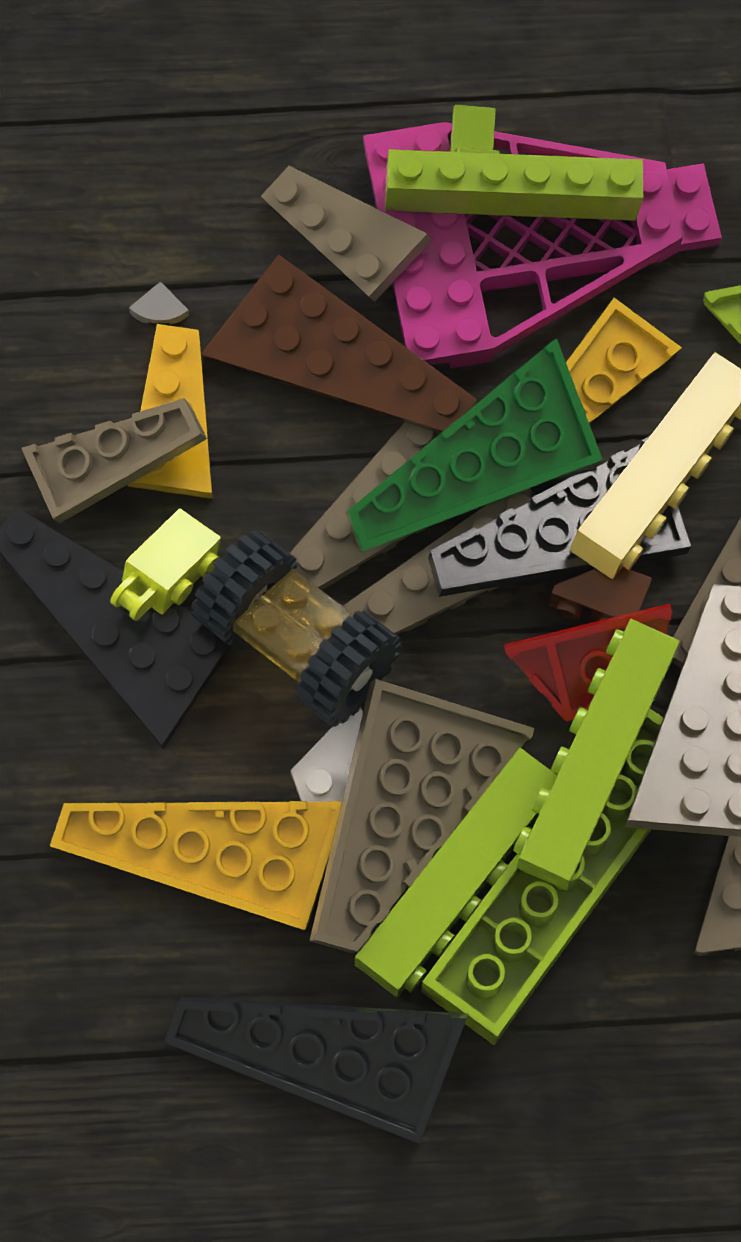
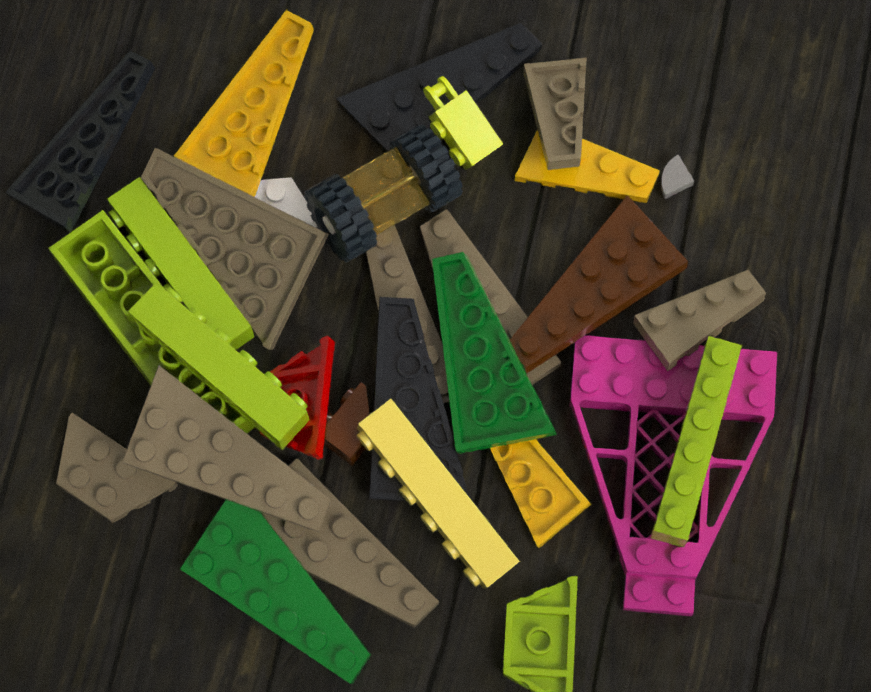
camera: 110 degrees right, 0 degrees up
(473, 129) = (748, 426): lime bracket -> none

